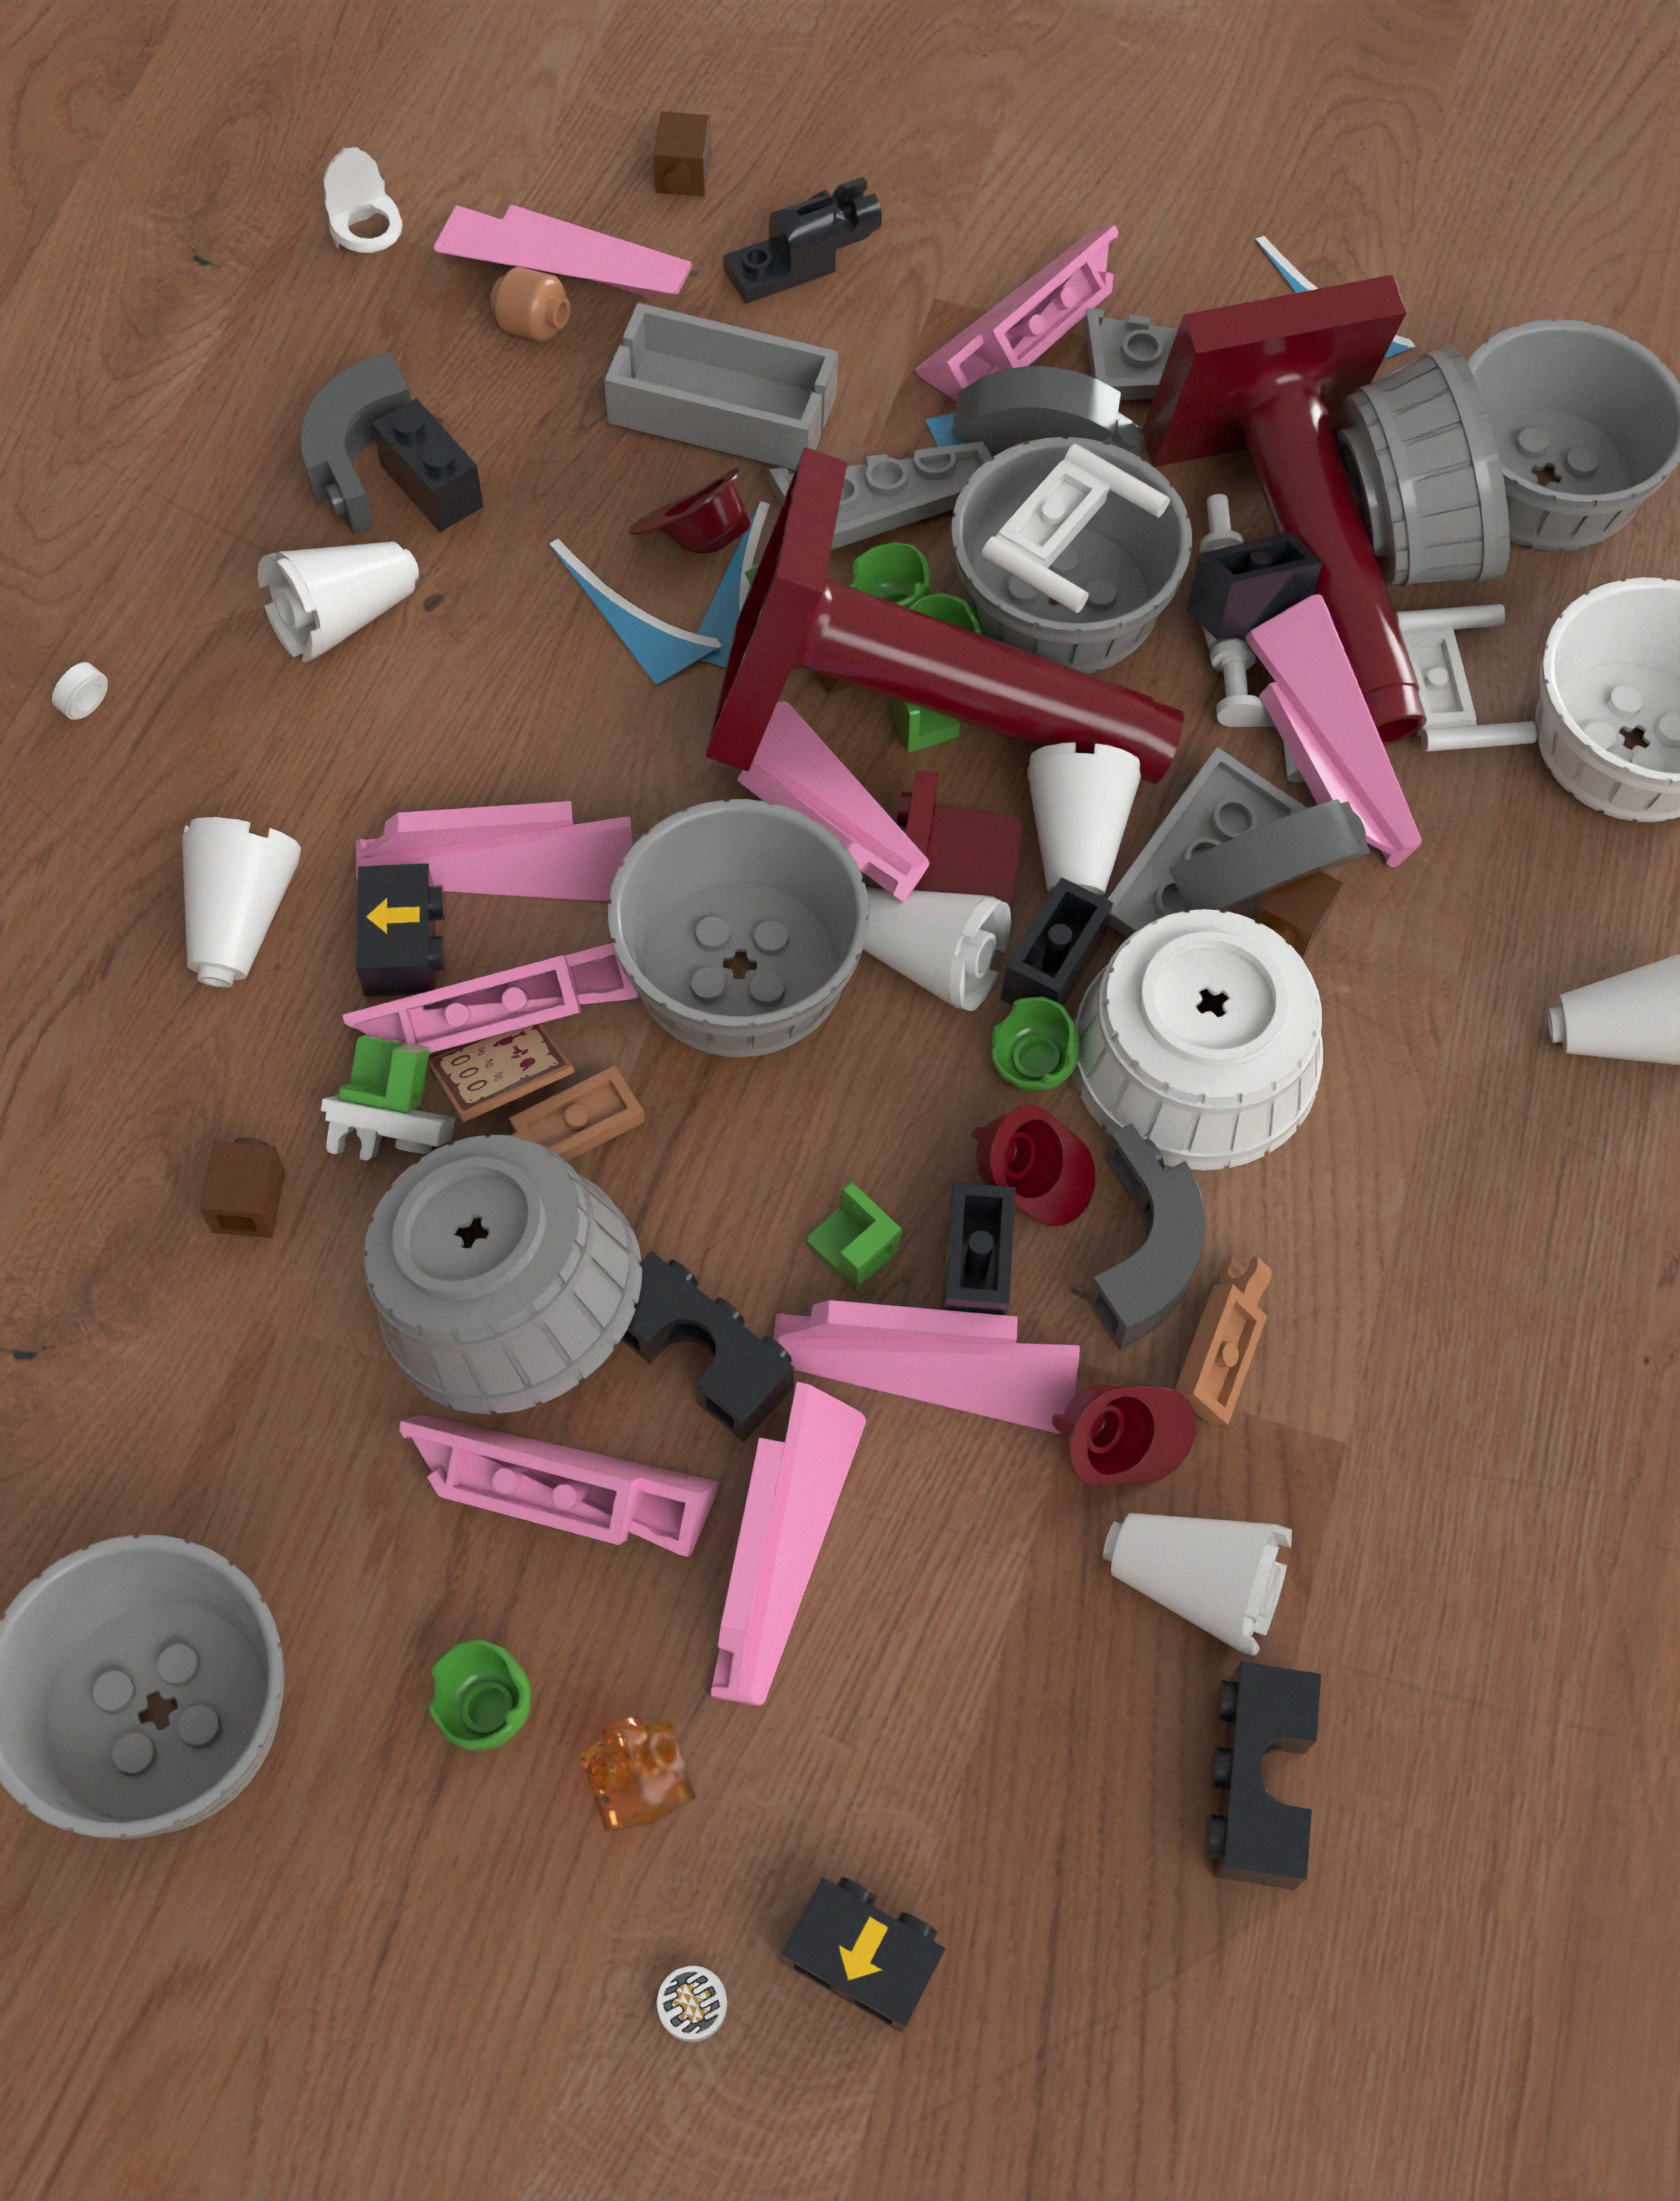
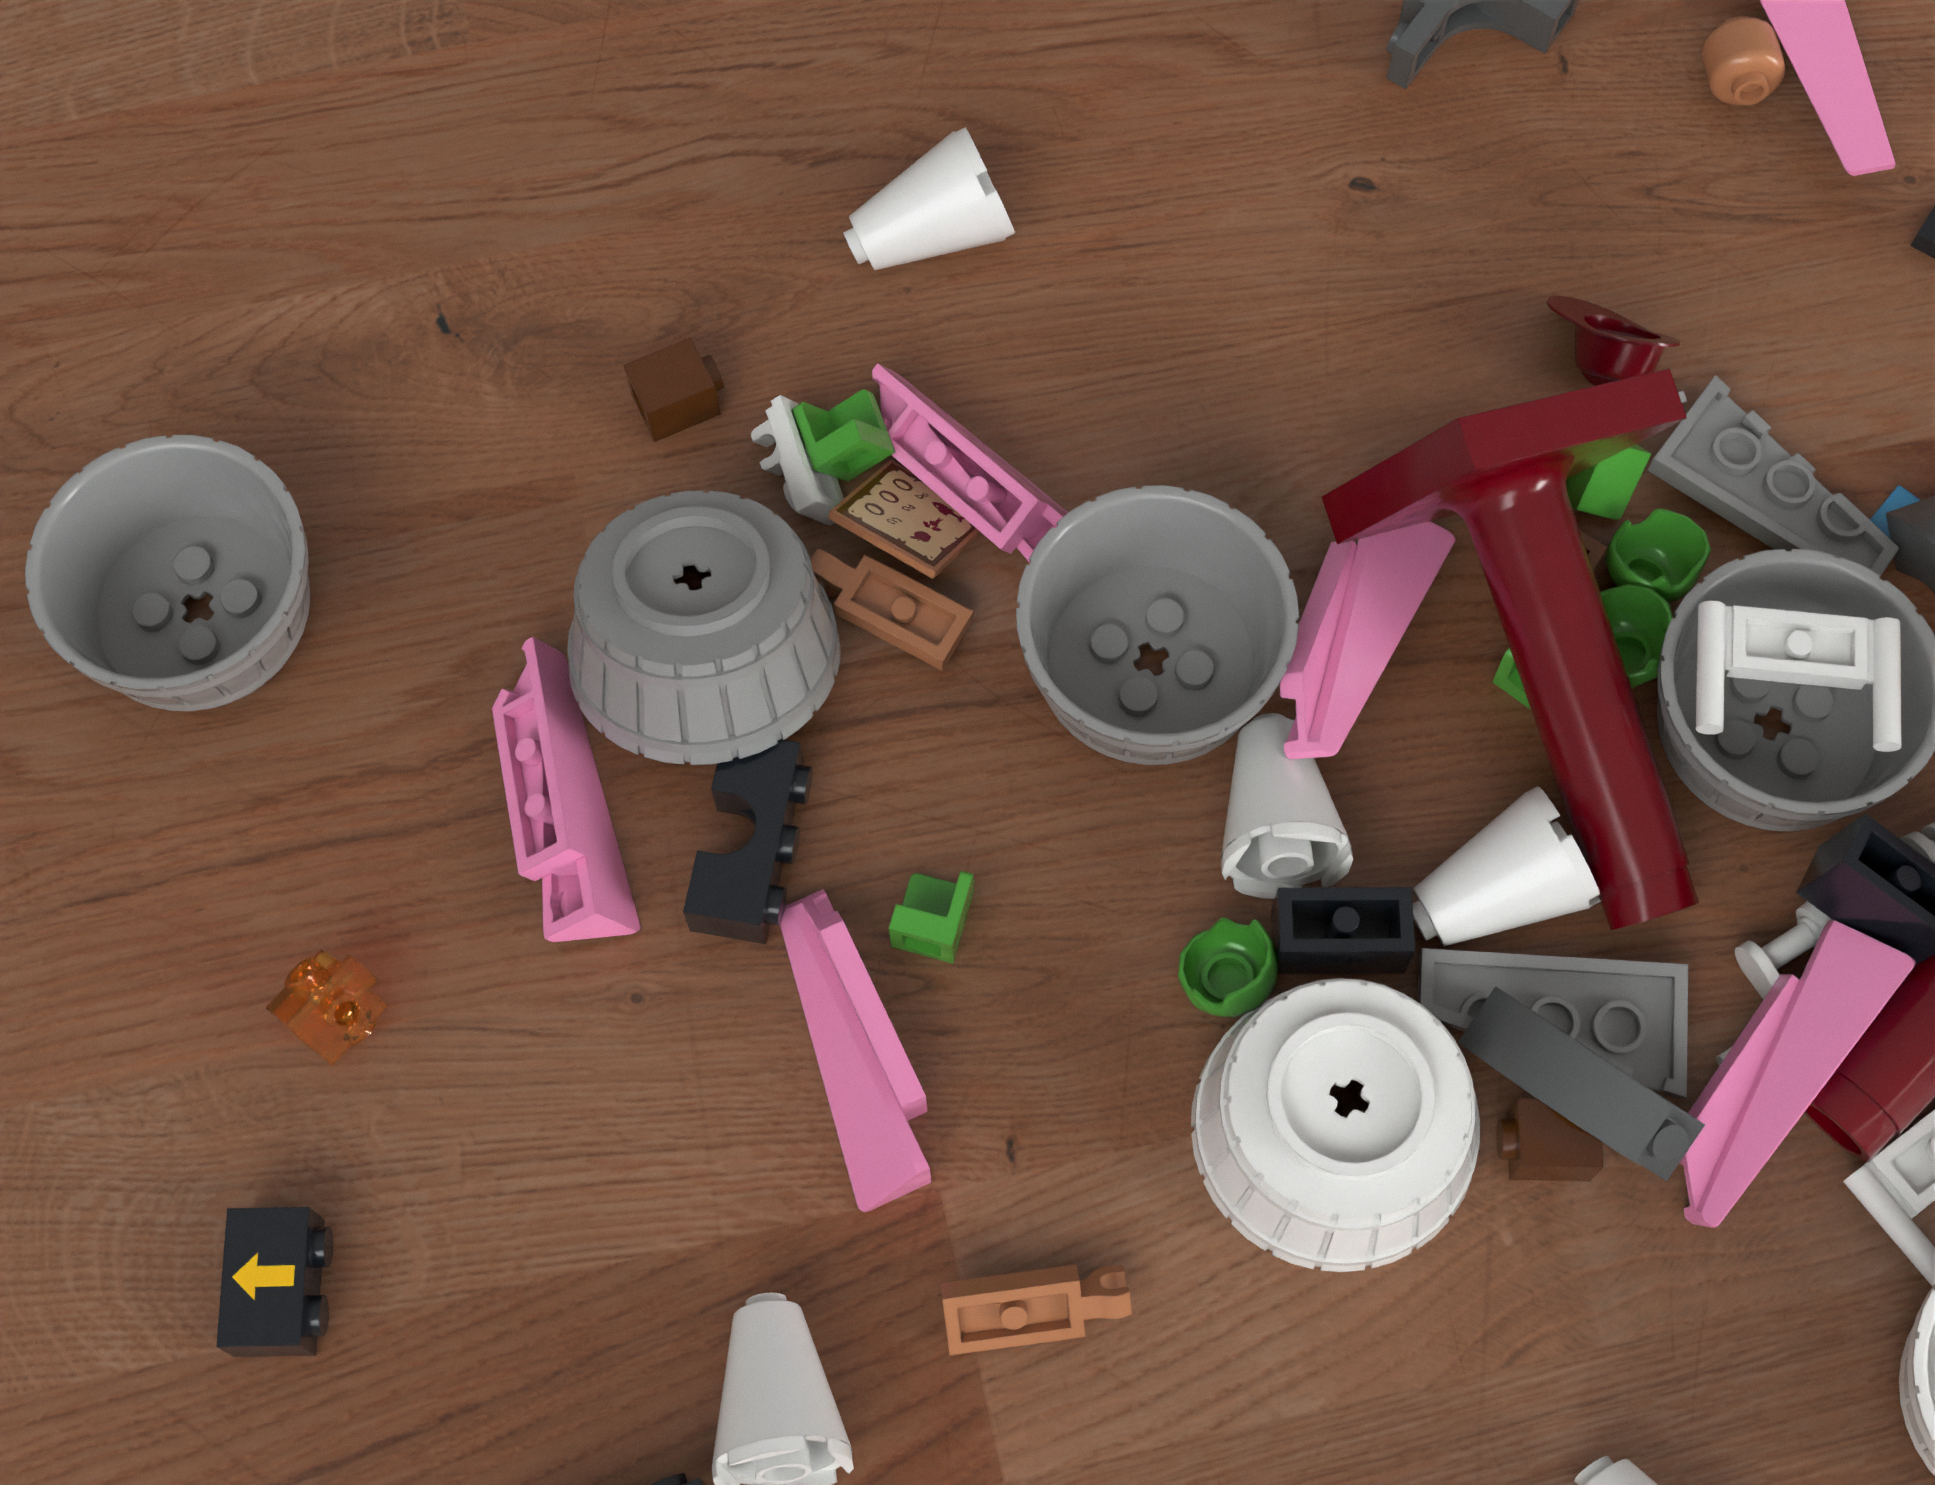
camera: 65 degrees right, 5 degrees up
(333, 592) = (1300, 98): white cone -> none
(398, 929) = (994, 357): black brick -> none
(428, 465) = (1492, 87): black brick -> none
(479, 1695) = (331, 842): bright green hair -> none
(506, 850) = (1128, 388): bright pink wedge -> none
(655, 644) = (1455, 379): dark azure sticker -> none
(692, 2003) = (169, 1164): tile -> none
(720, 386) = (1772, 278): light grey piece -> none
(780, 1538) = (611, 1008): bright pink wedge -> none
(964, 847) = (1399, 782): dark red bracket -> none
(979, 1249) = (971, 1029): black brick -> none
(1041, 1160) = (1100, 1036): dark red piece -> none
(1126, 1433) = (873, 1259): dark red piece -> none
(1150, 1284) = (1095, 1207): dark grey arch -> none

